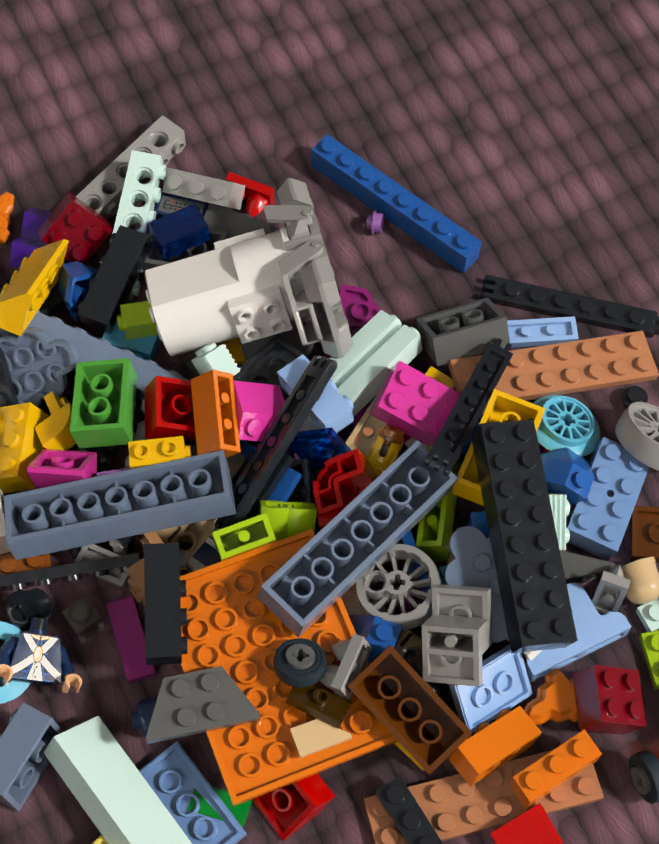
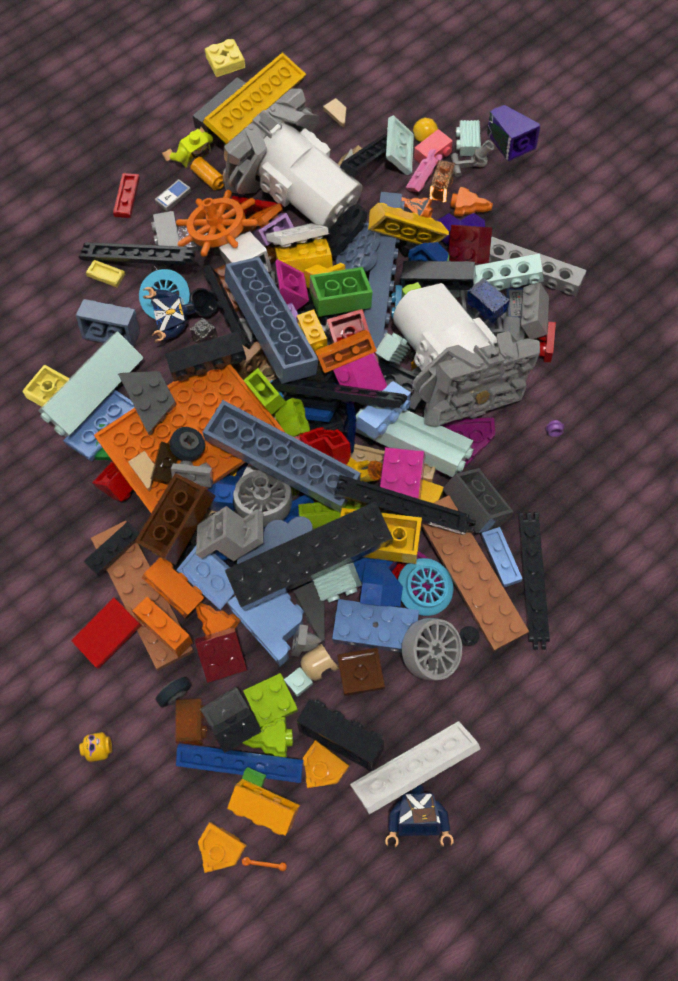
camera: 80 degrees right, 0 degrees up
(396, 203) = (574, 436): blue brick -> none

